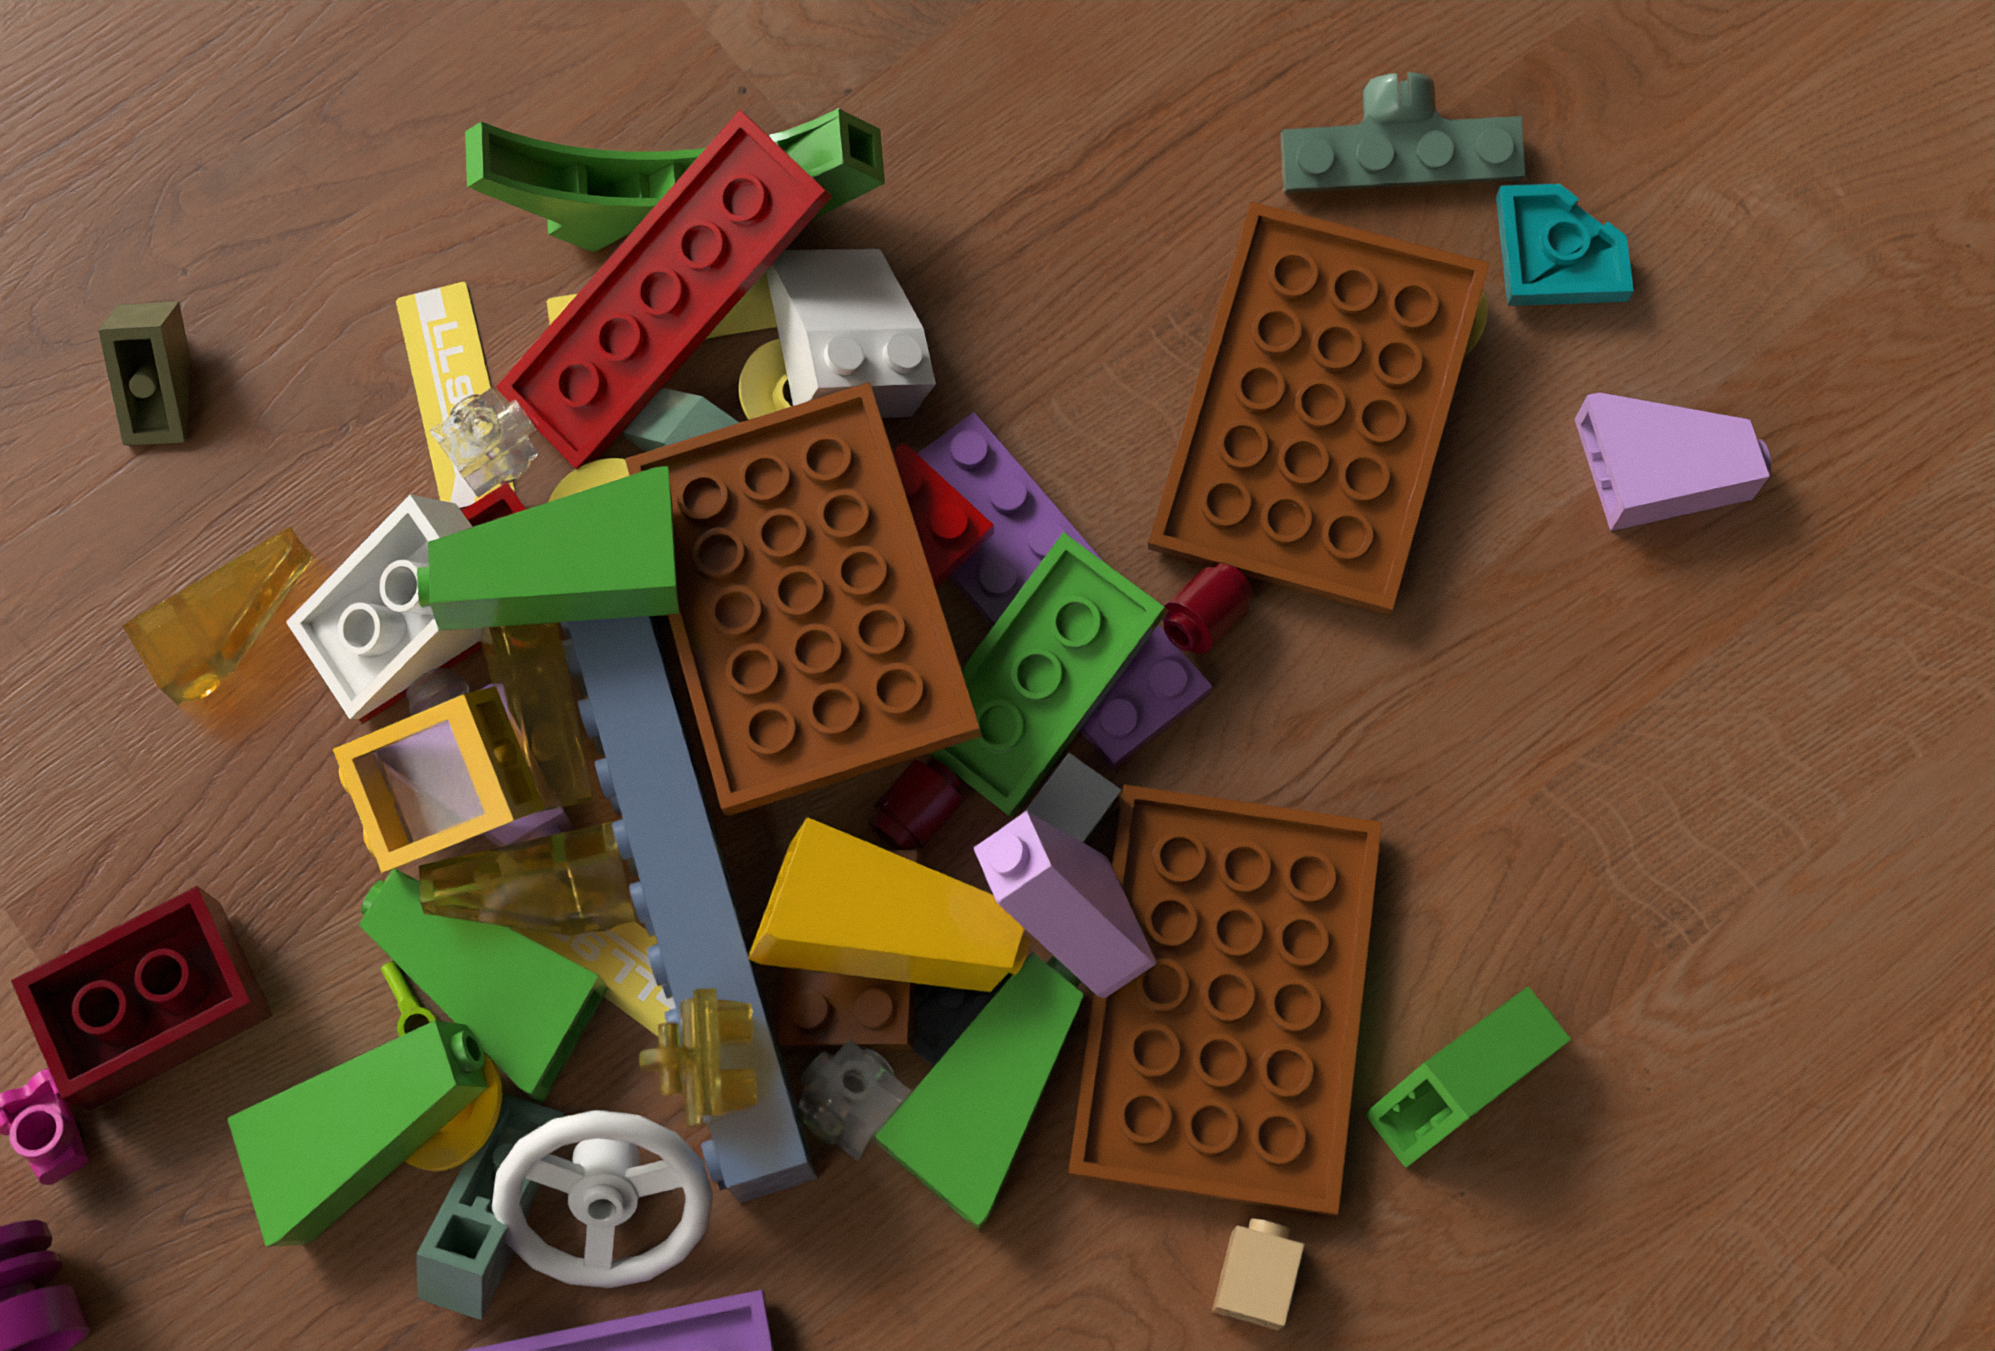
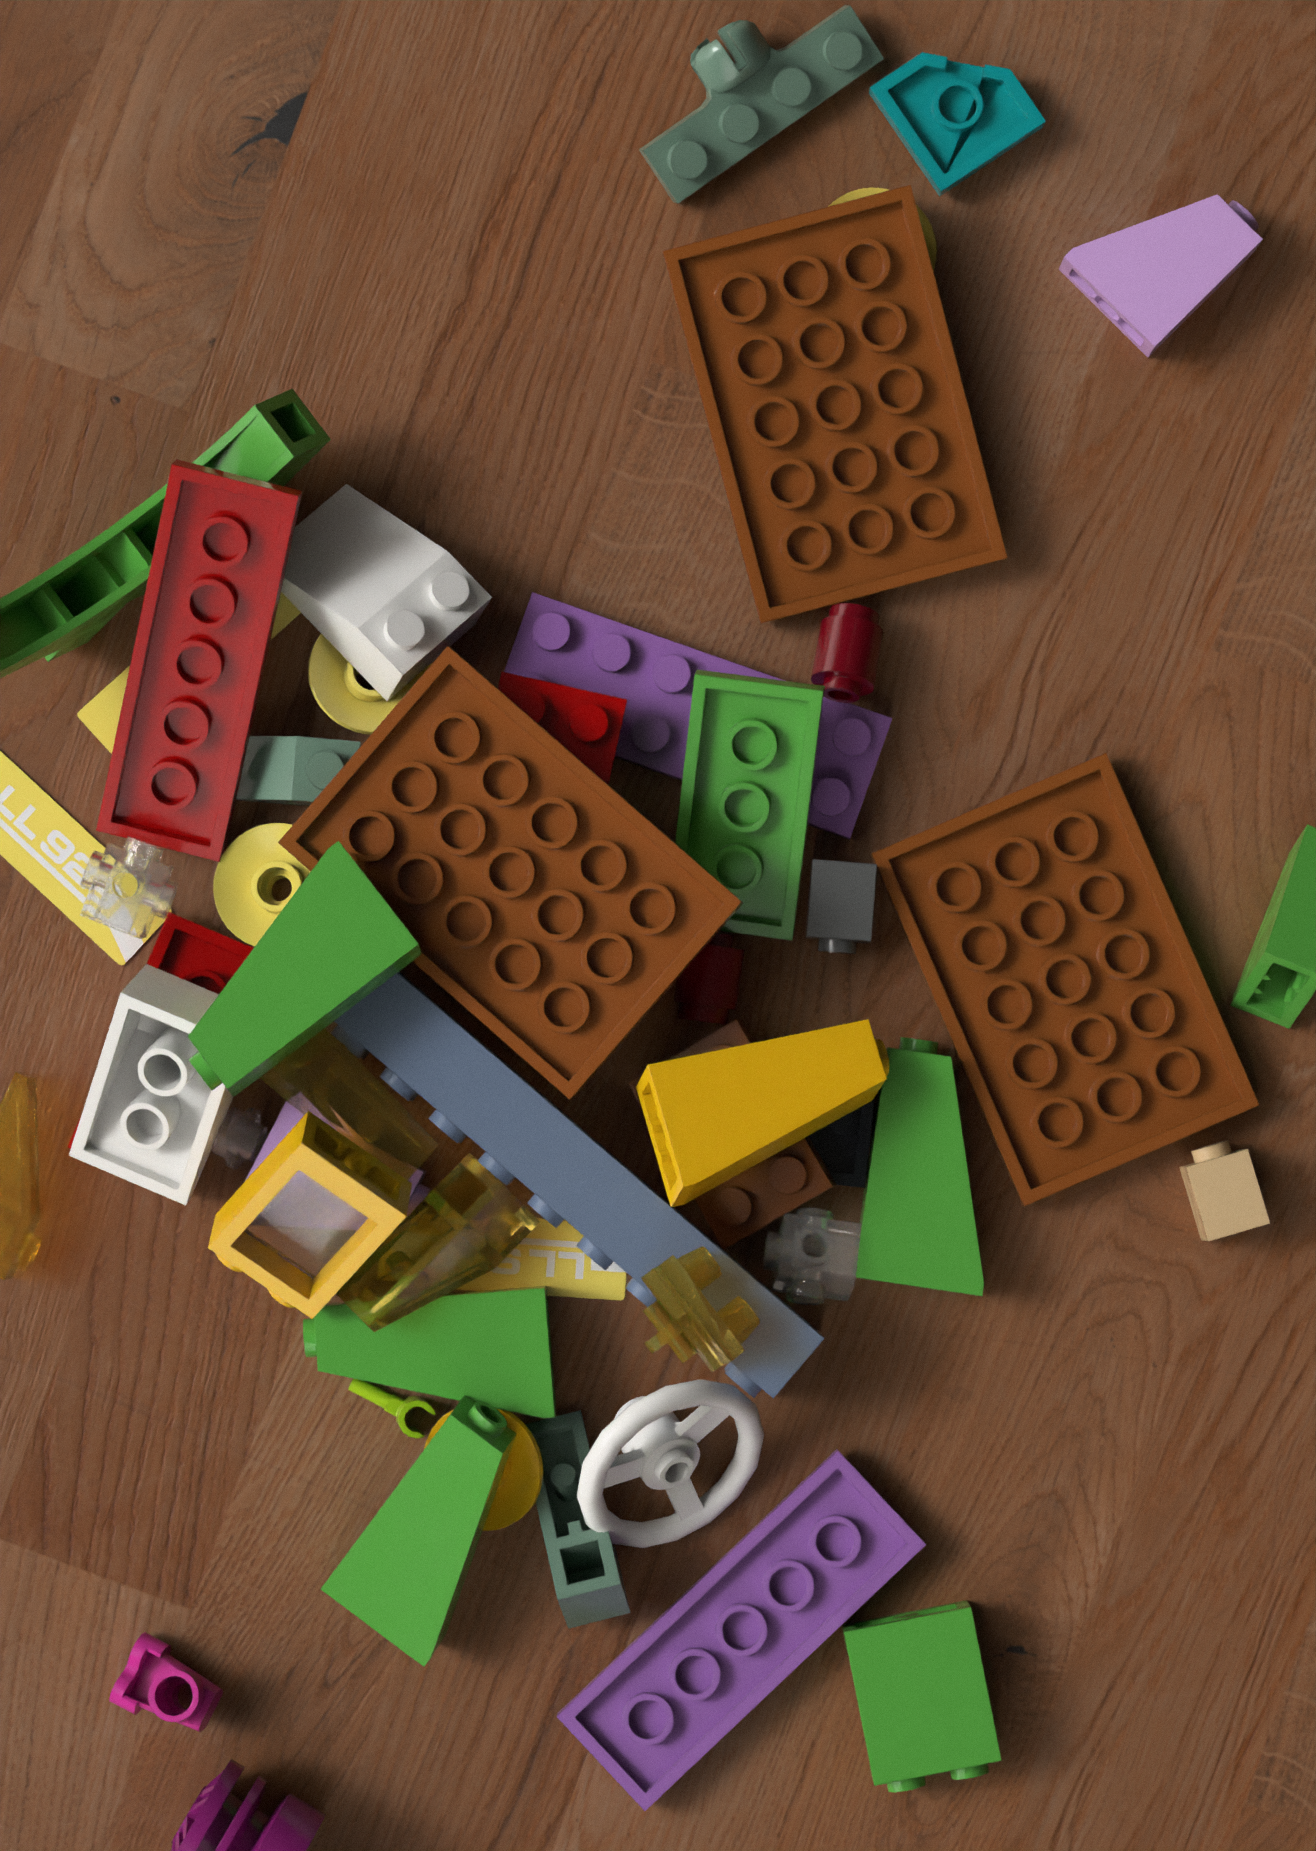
camera: 30 degrees left, 15 degrees up
(141, 999) = (178, 1539): dark red brick -> none
(1066, 901) = (895, 993): lavender slope -> none

